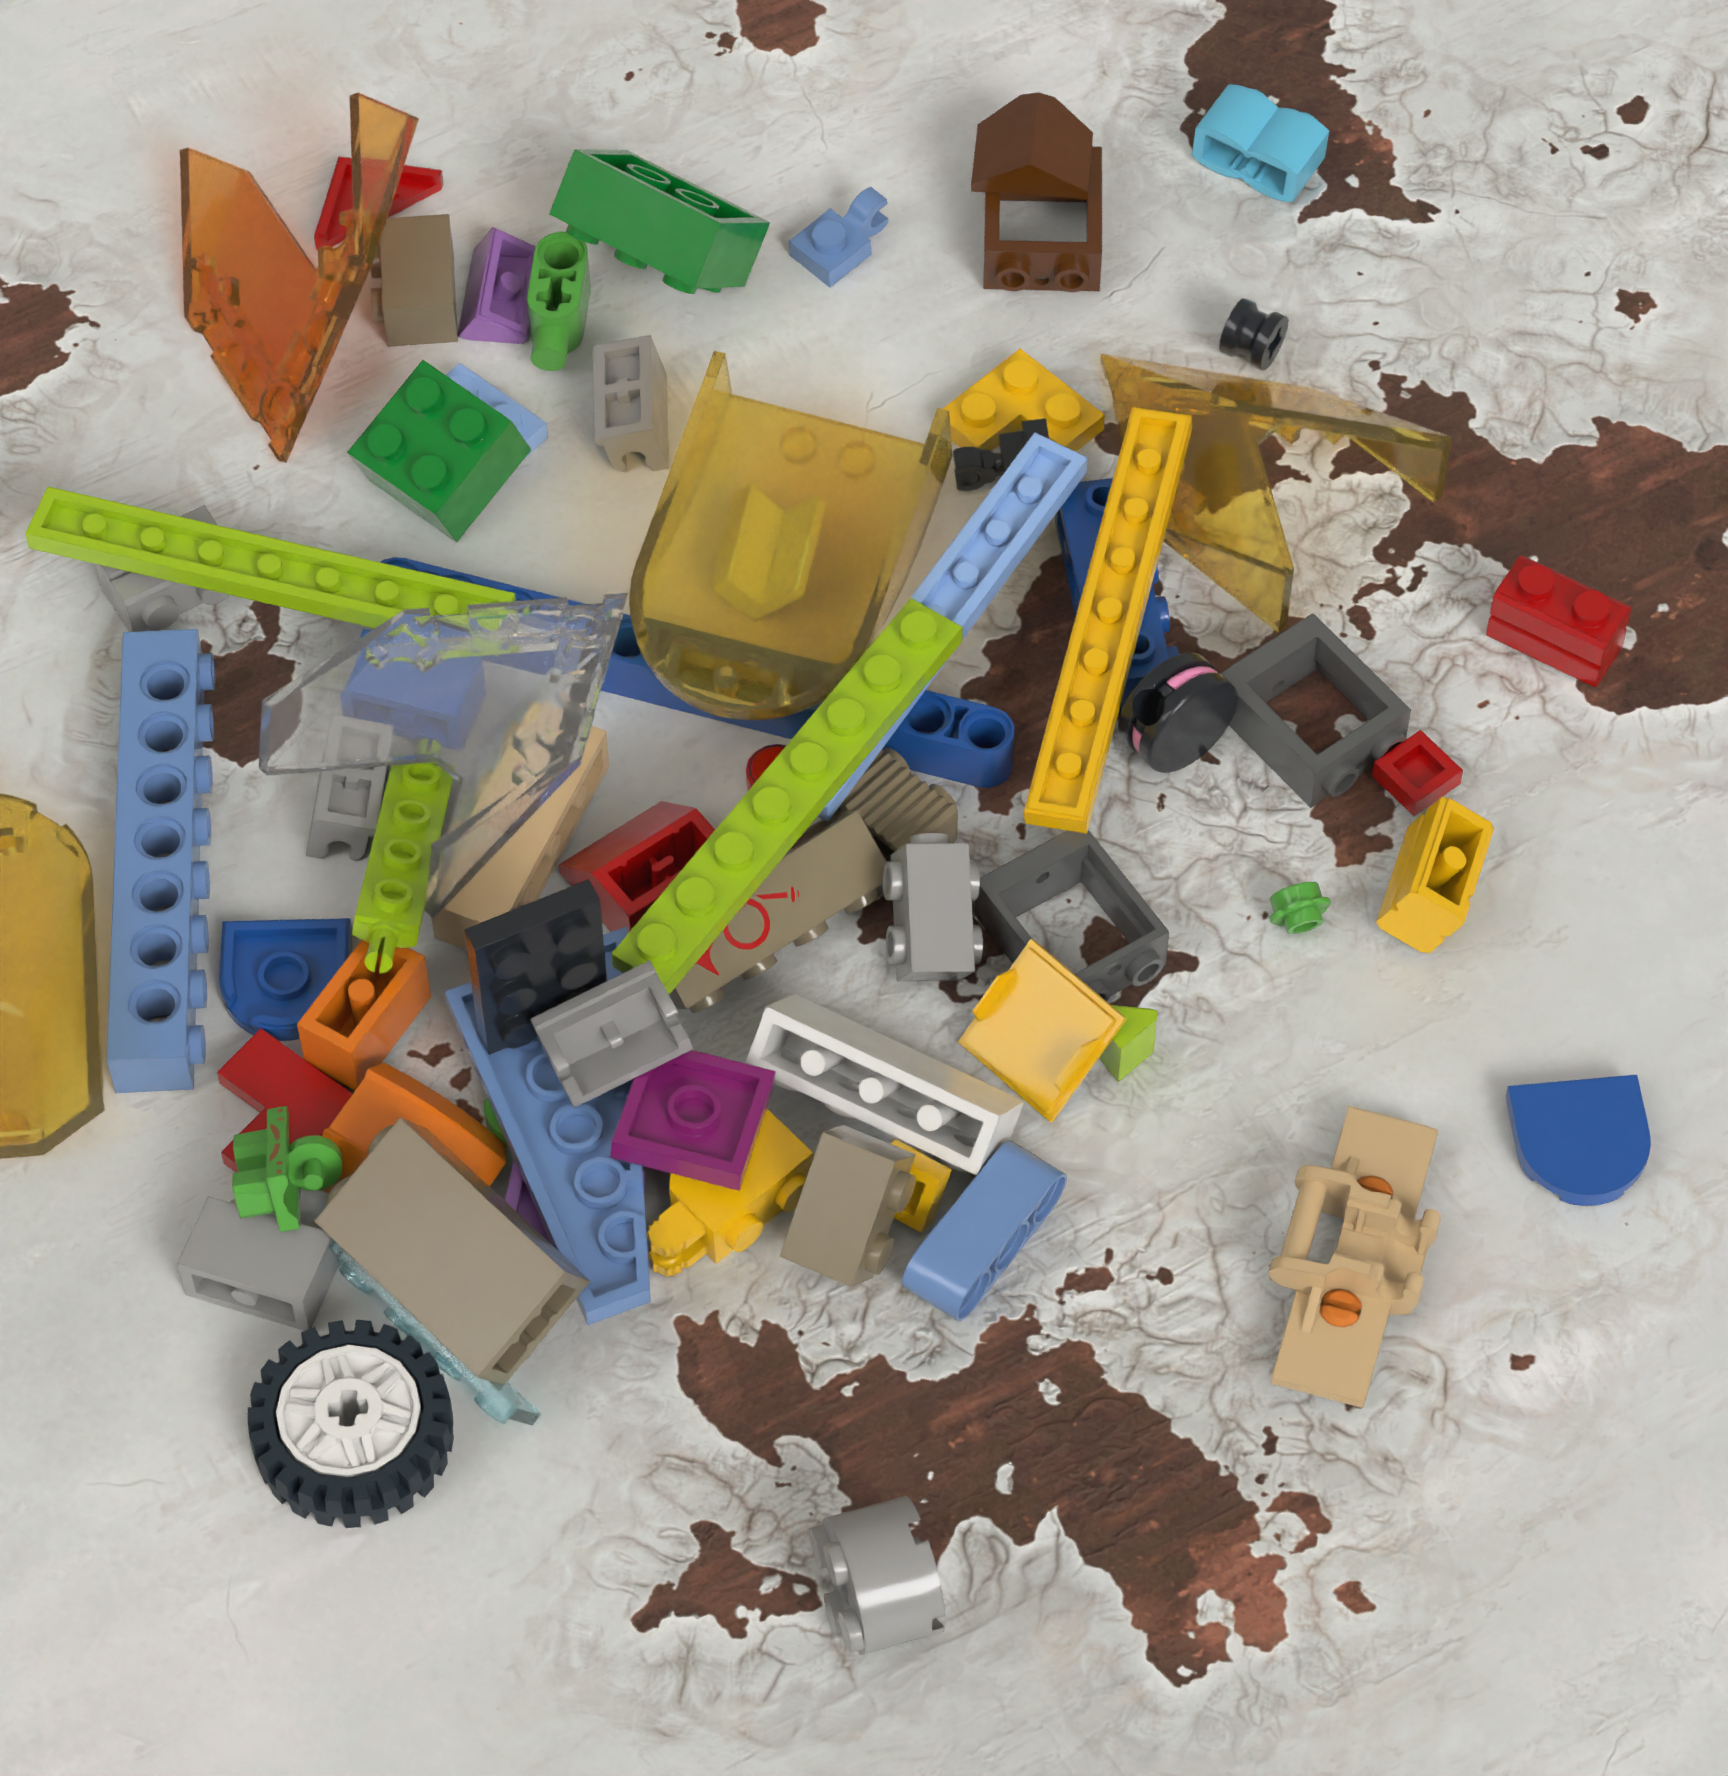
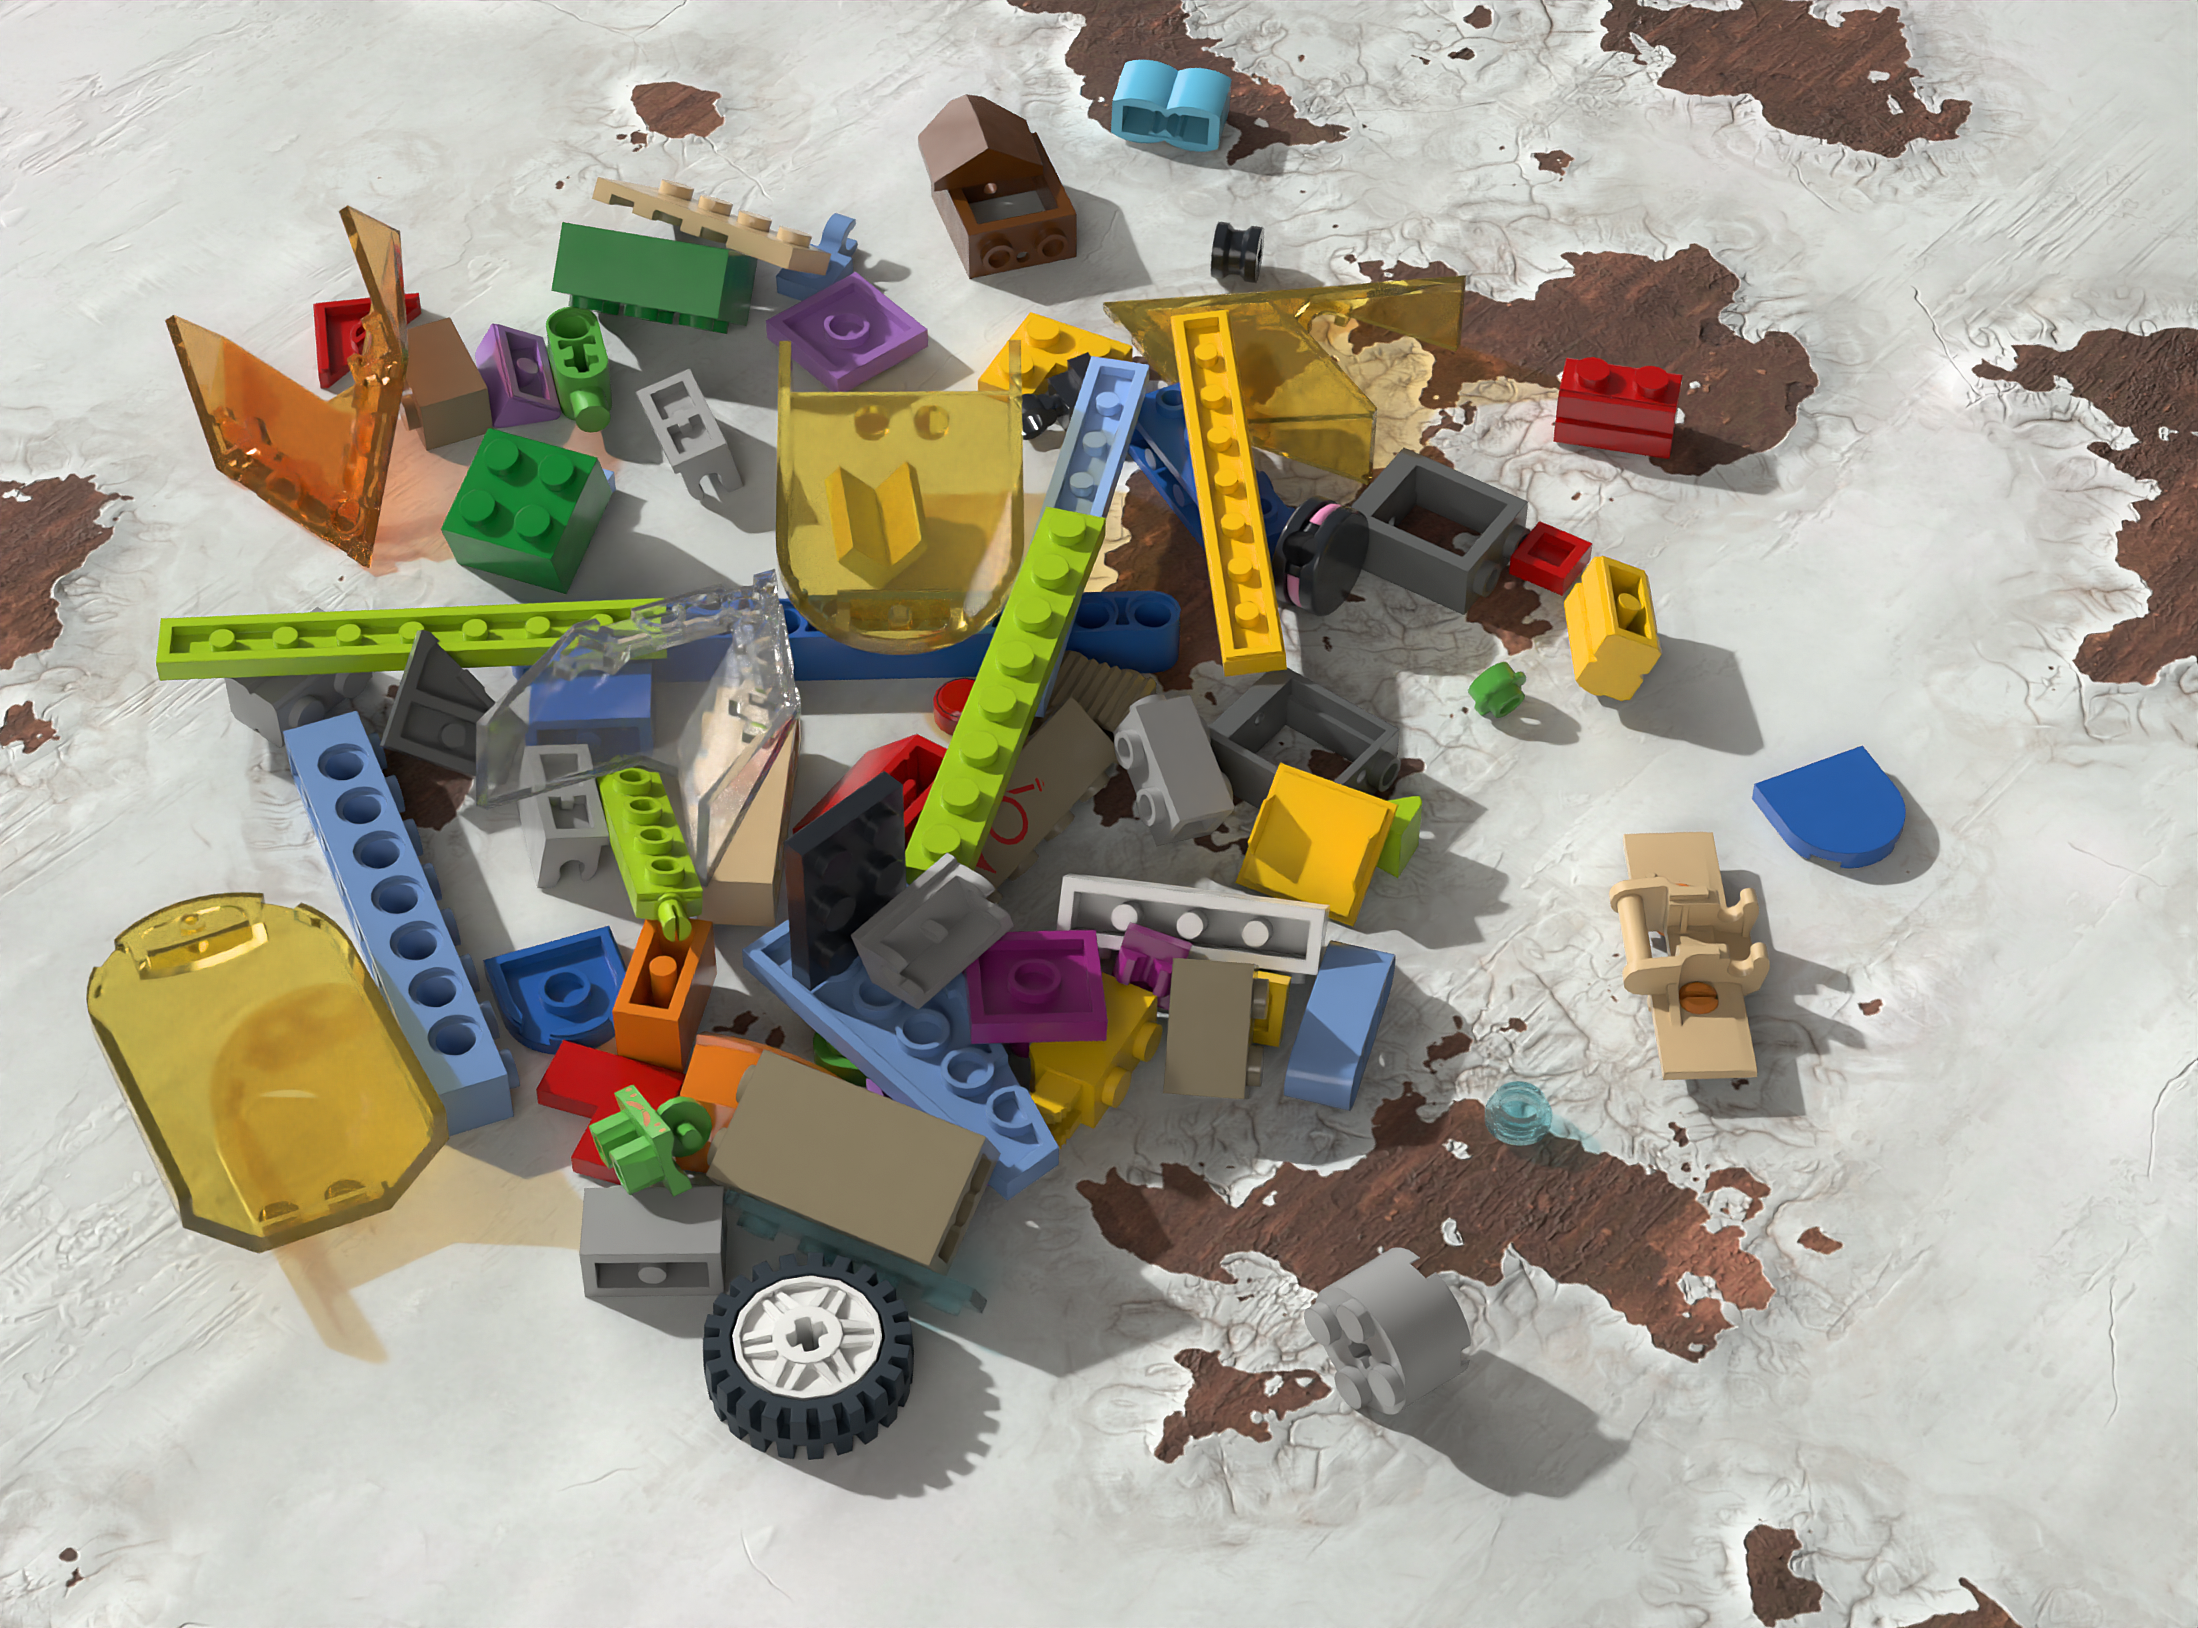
camera: 20 degrees left, 10 degrees down
(266, 645) = (436, 709): none -> dark grey wing
(743, 170) = (713, 220): none -> tan wing
(820, 1107) = (1148, 959): none -> magenta tile
(831, 326) = (847, 333): none -> medium lavender plate
(1116, 1376) = (1518, 1114): none -> clear light blue plate

